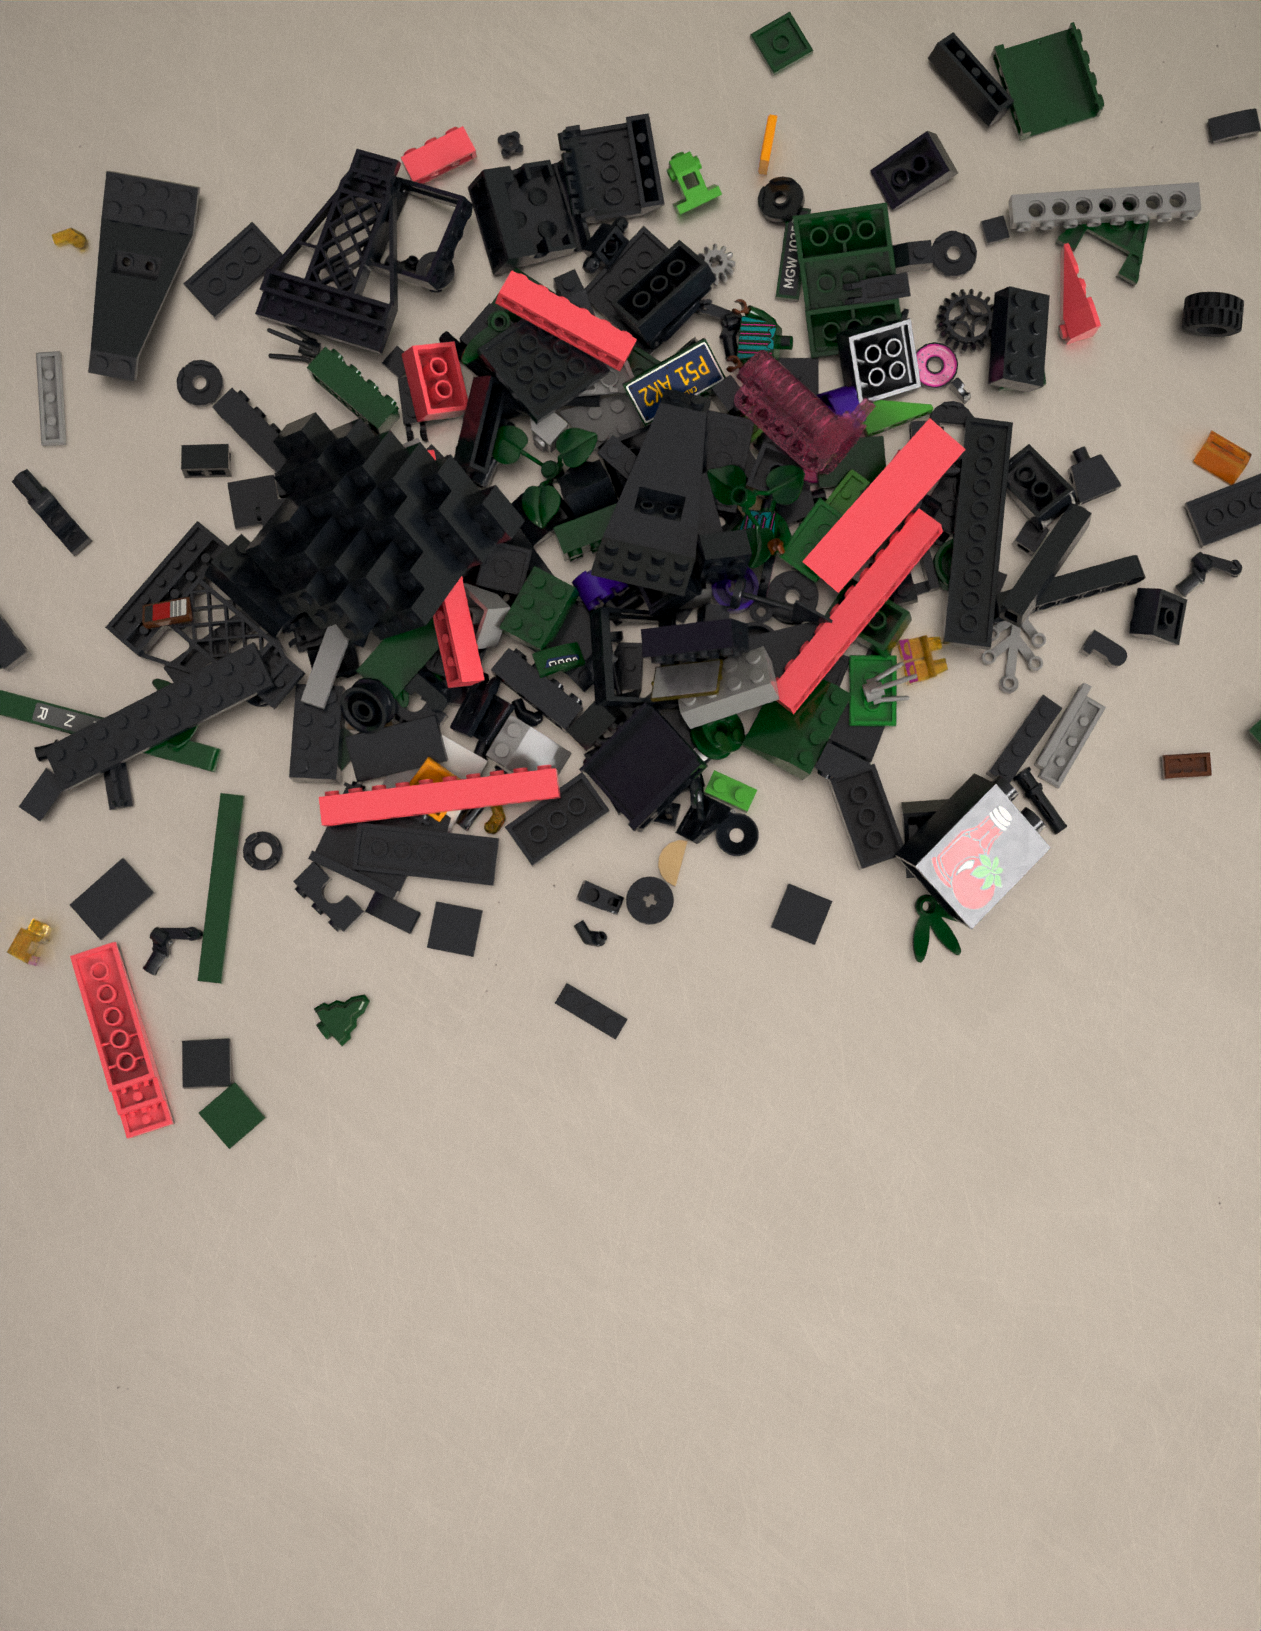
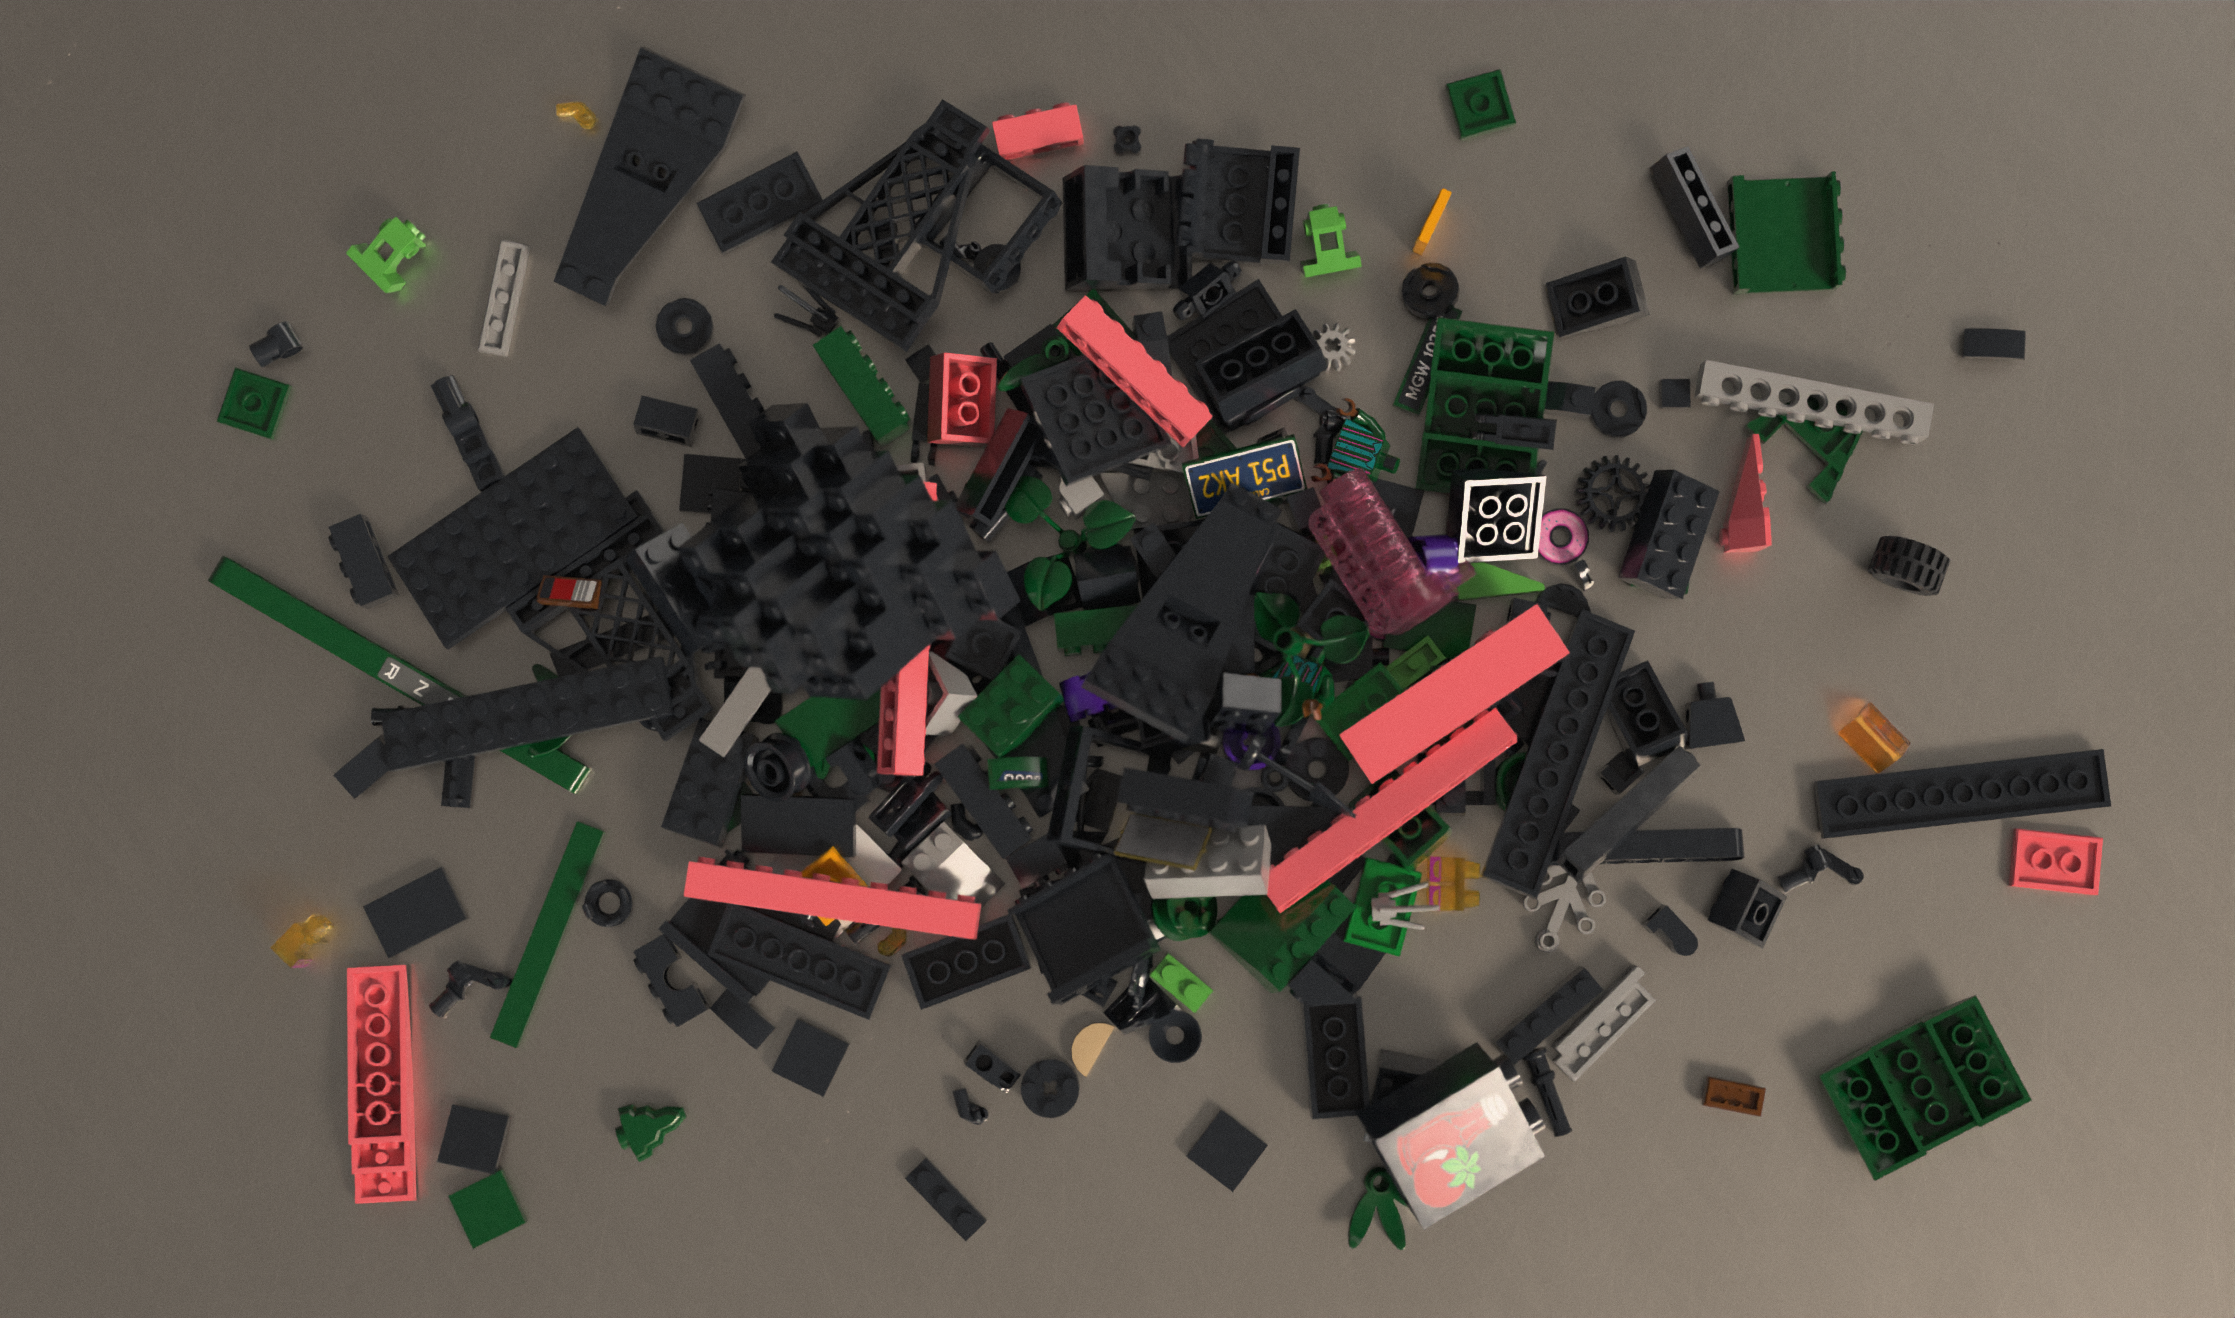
camera: 15 degrees right, 0 degrees up
(108, 583) = (511, 537): none -> black plate

